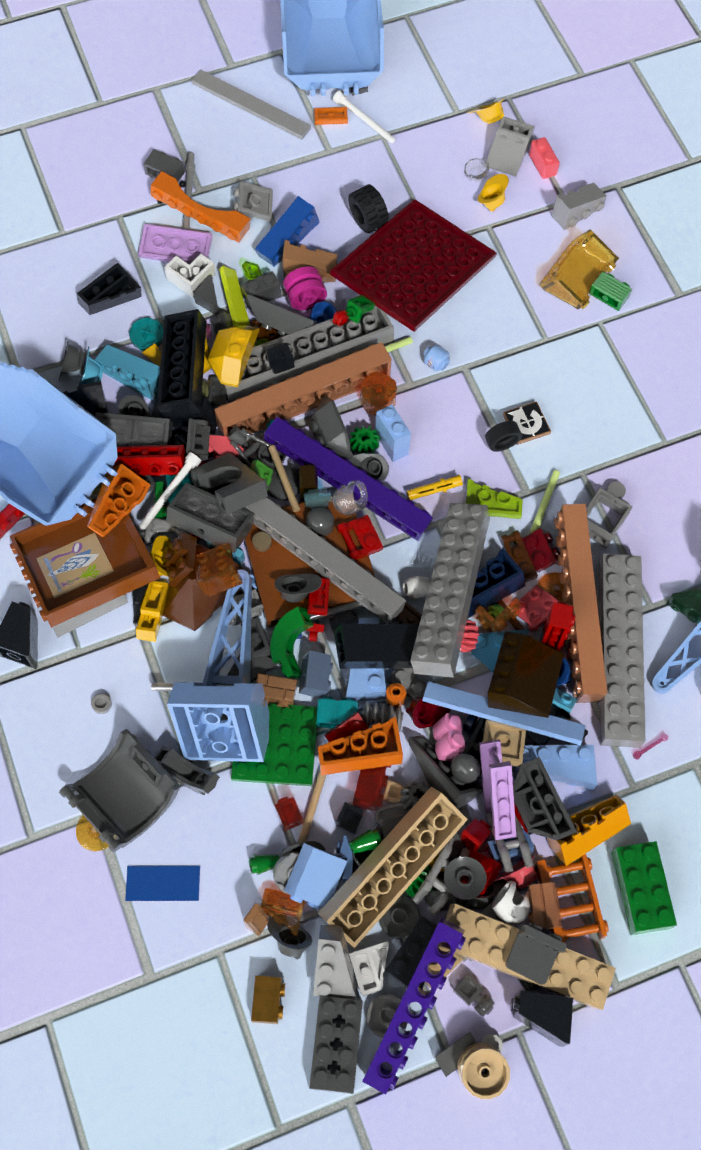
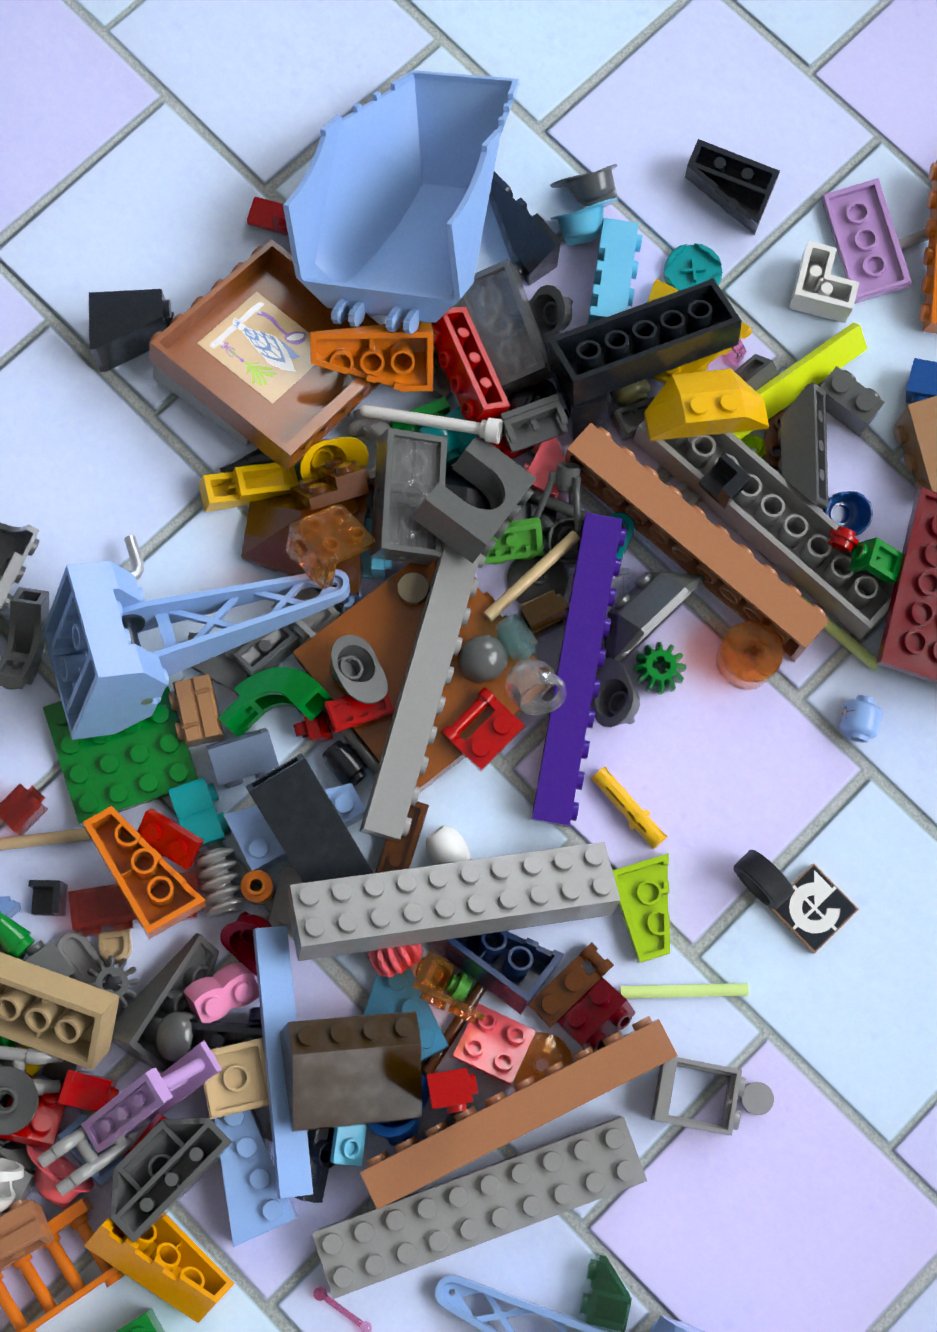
camera: 65 degrees right, 10 degrees up
(101, 703) = (83, 481): light grey tile -> none
(206, 296) = (800, 326): dark grey slope -> none
(251, 270) = (876, 372): clear neon green plate -> none
(304, 288) = (878, 464): dark pink wheel -> none
(393, 433) = (684, 704): light blue brick -> none

